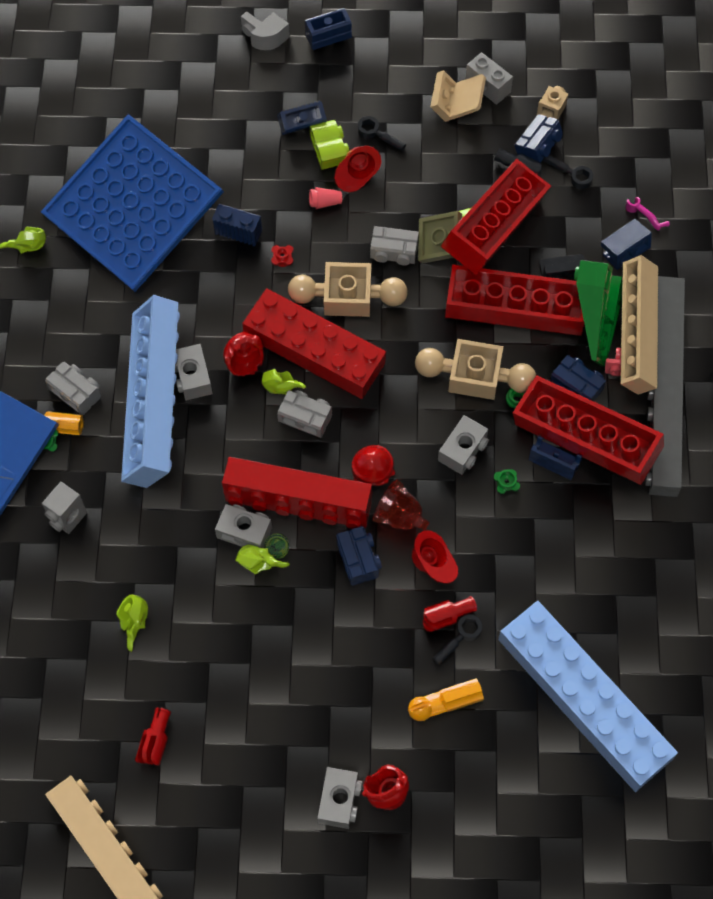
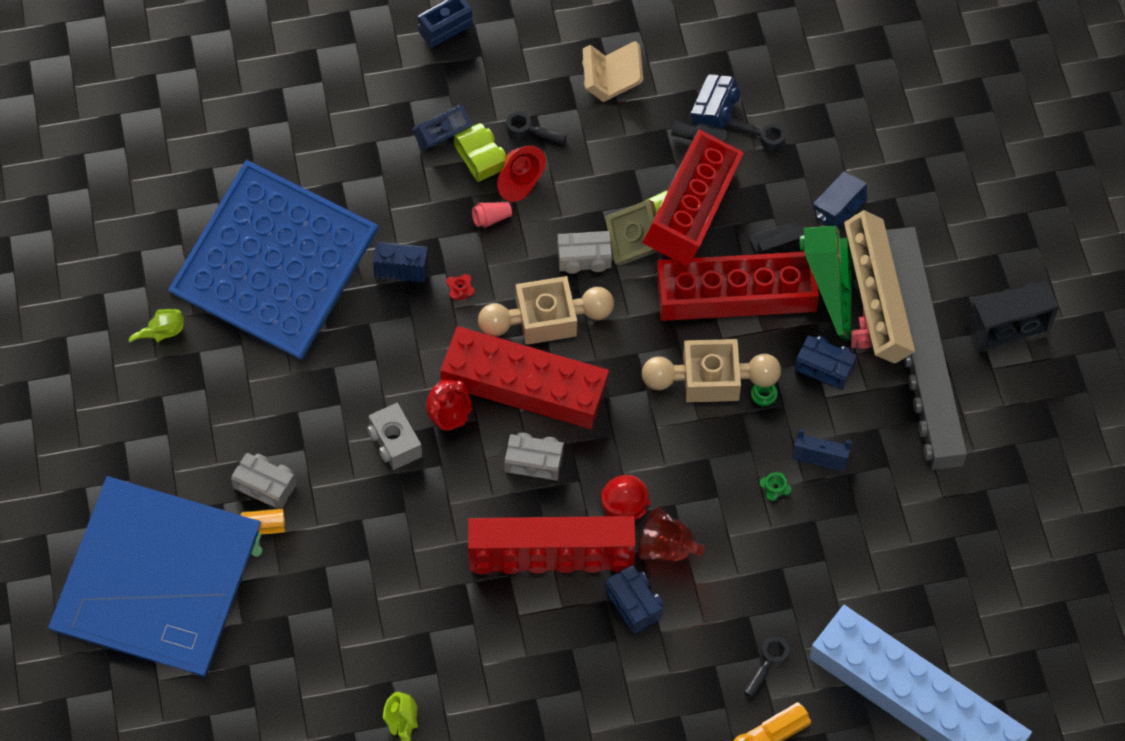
camera: 15 degrees left, 5 degrees down
(64, 508) = (294, 614): light grey brick -> none
(150, 392) = (356, 467): light blue brick -> none
(236, 515) = (511, 605): light grey brick -> none
(257, 559) = (524, 625): lime piece -> none
(265, 34) = (371, 40): light grey brick -> none
(277, 545) = (540, 608): clear green tile -> none
(279, 382) = (497, 428): lime piece -> none
(434, 558) = (718, 584): red piece -> none
(447, 613) = (747, 640): red arm -> none
(465, 432) = (723, 442): light grey brick -> none
(498, 81) = (652, 43): light grey brick -> none
(553, 99) = (720, 55): tan brick -> none
(589, 429) = (852, 411): red brick -> none
(649, 215) = (837, 160): dark pink piece -> none

